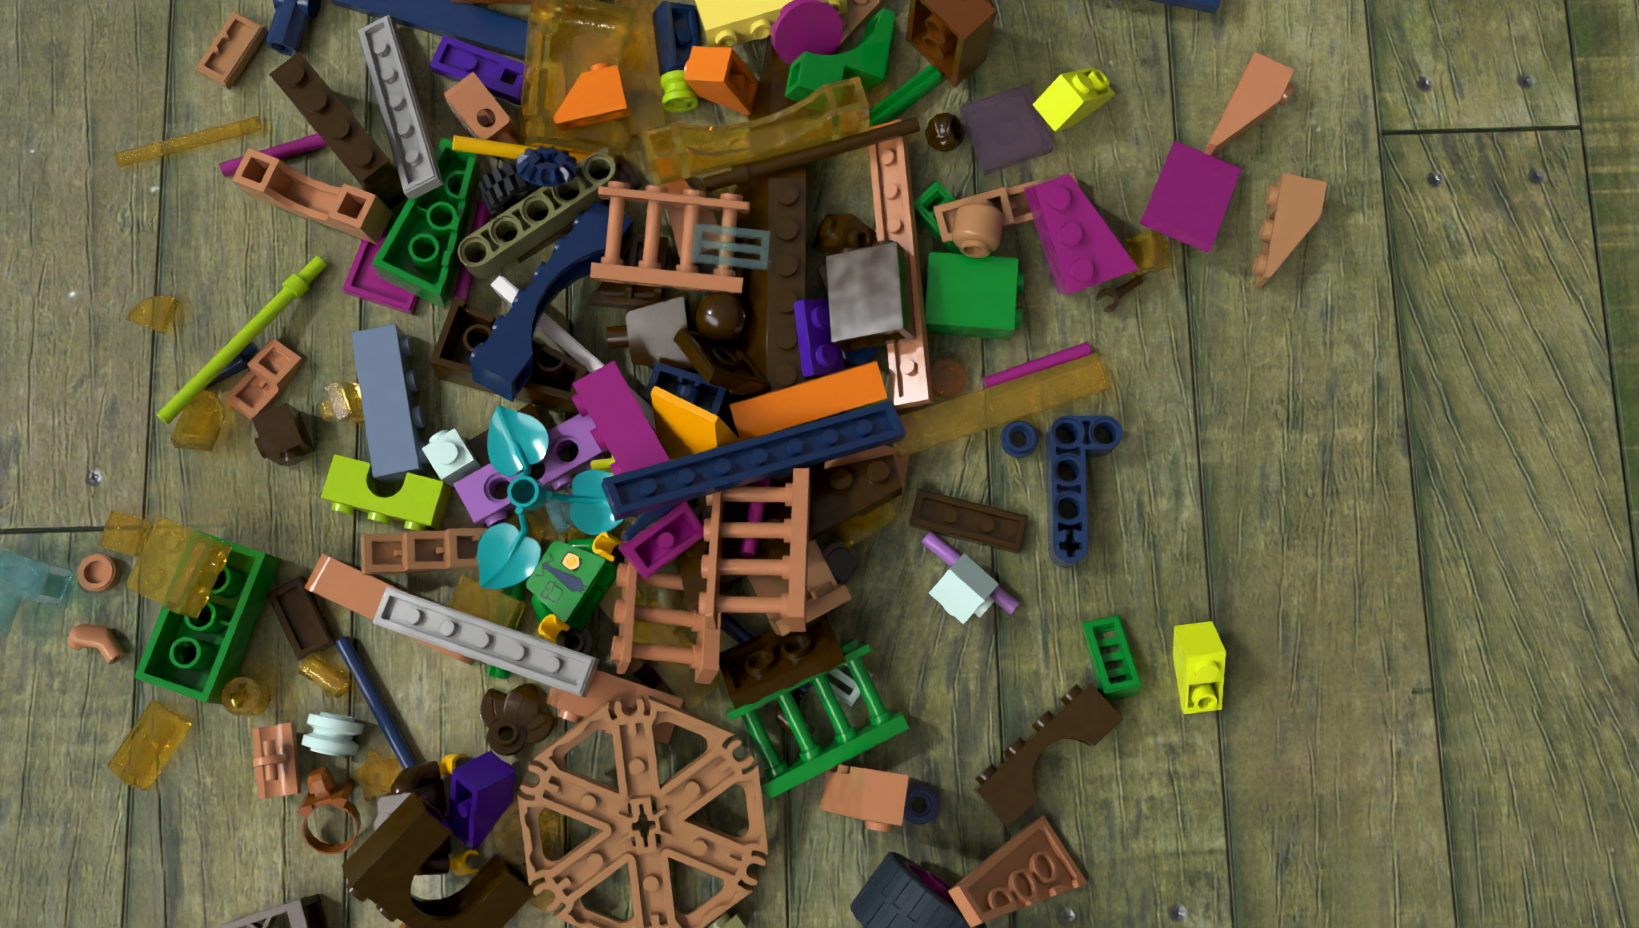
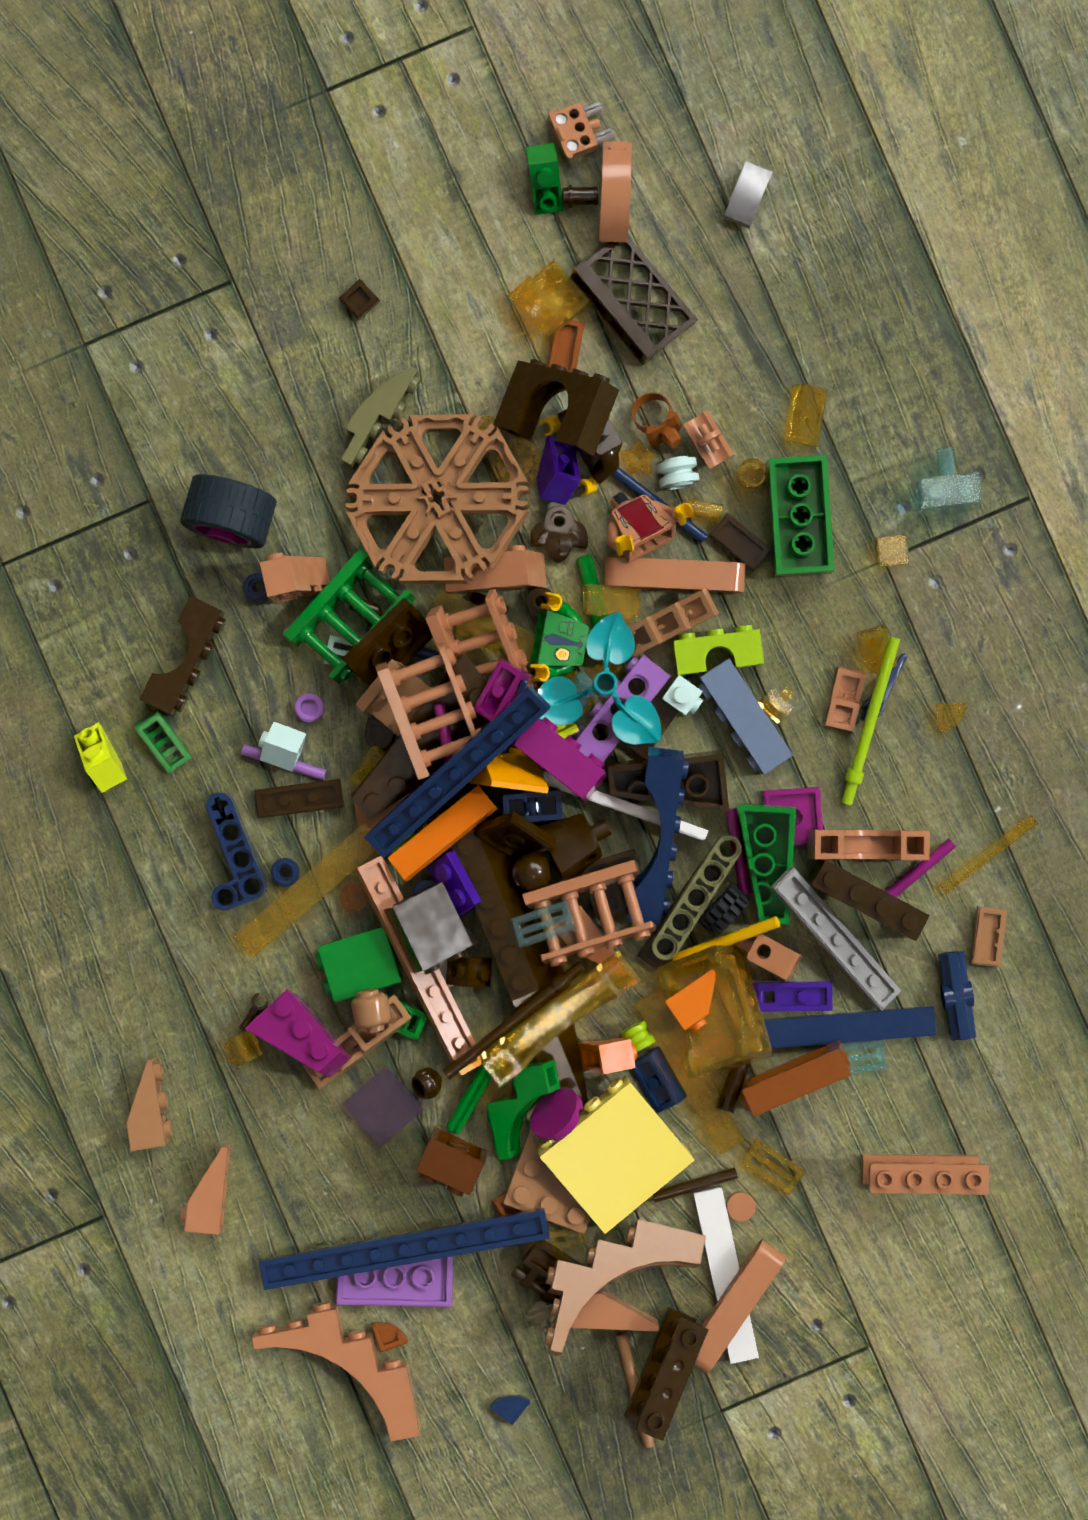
camera: 160 degrees right, 10 degrees up
(98, 573) = (897, 516): nougat tile -> none
(99, 637) = (875, 472): nougat arm -> none
(178, 567) = (828, 539): clear yellow bracket -> none
(282, 435) = (811, 662): dark brown brick -> none
(401, 685) = (643, 525): none -> torso
(486, 641) = (595, 574): light grey tile -> none
(546, 166) = (695, 922): dark blue gear -> none
(912, 626) = (309, 707): none -> medium lavender tile
(1017, 875) = (171, 566): nougat wing -> none
(1038, 365) = (290, 933): magenta bar -> none
(1073, 97) = (340, 1148): neon yellow slope -> none
(1191, 196) = (226, 1103): magenta tile -> none

